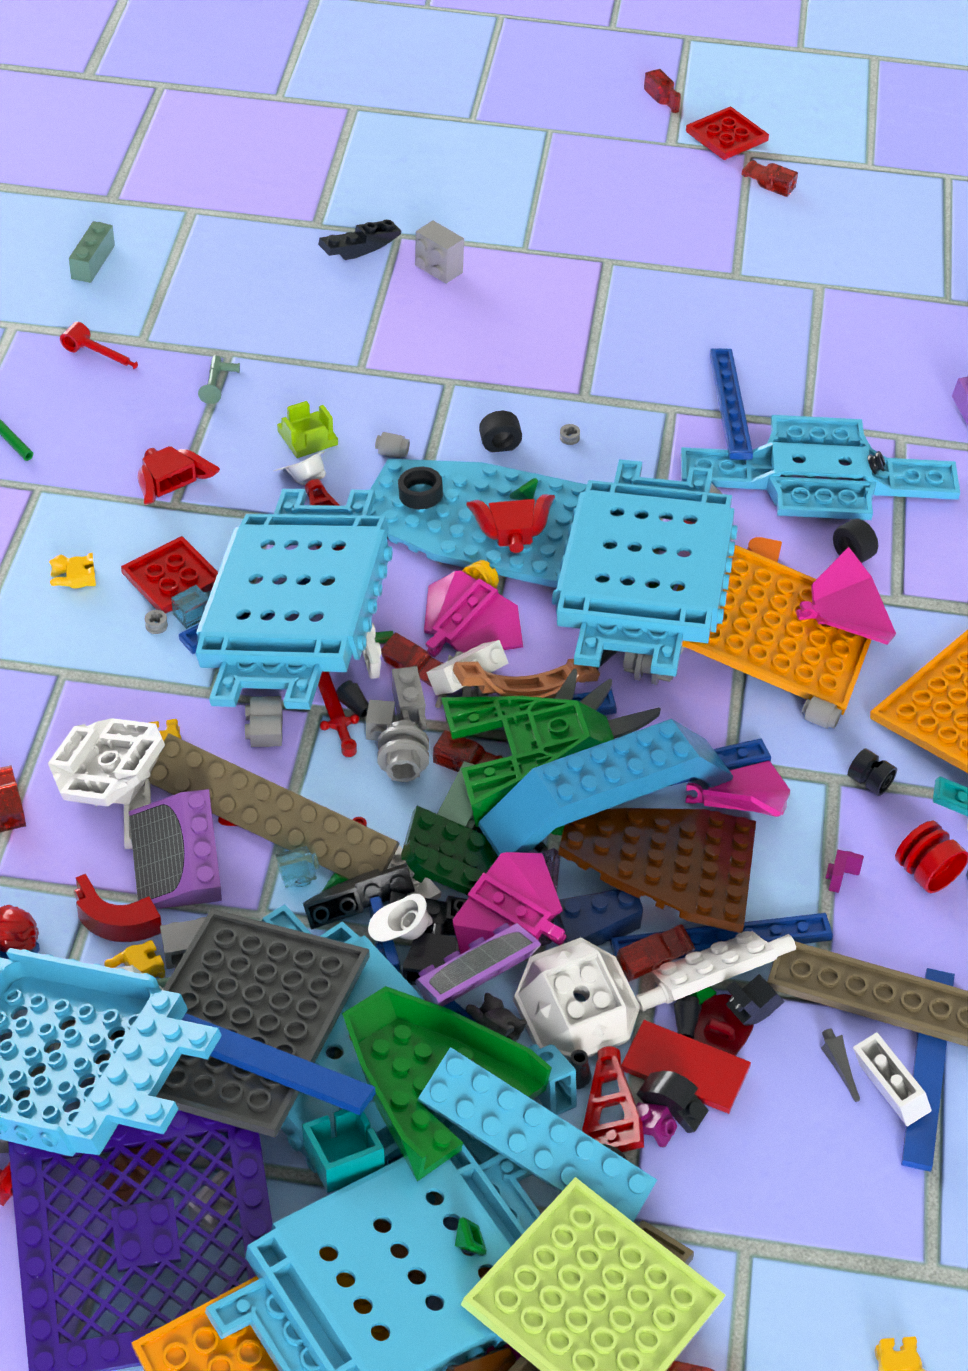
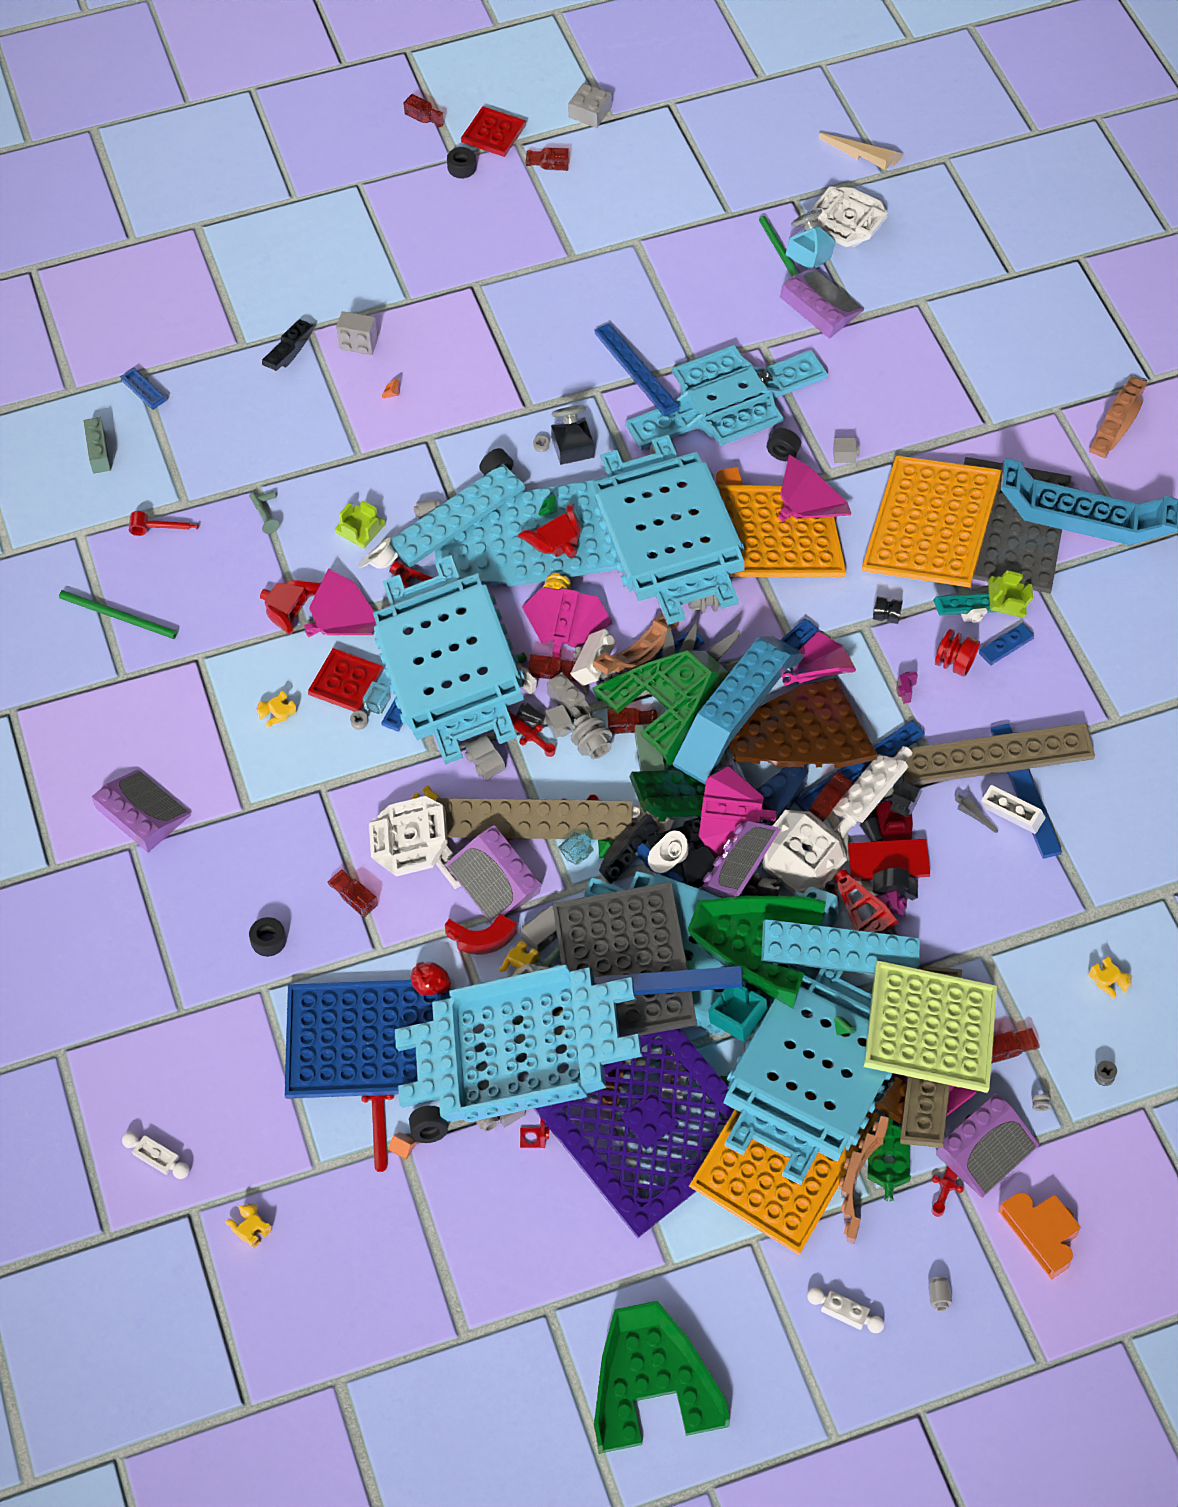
camera: 25 degrees left, 10 degrees up
(181, 222) = (143, 388): none -> blue plate
(218, 498) = (340, 609): none -> dark pink panel
(423, 499) = (472, 525): black tyre -> none
(441, 321) = (391, 389): none -> orange slope
(445, 455) = (456, 515): none -> medium azure plate
(606, 435) = (572, 437): none -> black piece
(671, 147) = (461, 162): none -> black tyre
(821, 712) = (832, 582): light grey brick -> none
(851, 145) = (590, 105): none -> light grey brick
(931, 579) = (845, 450): none -> light grey brick

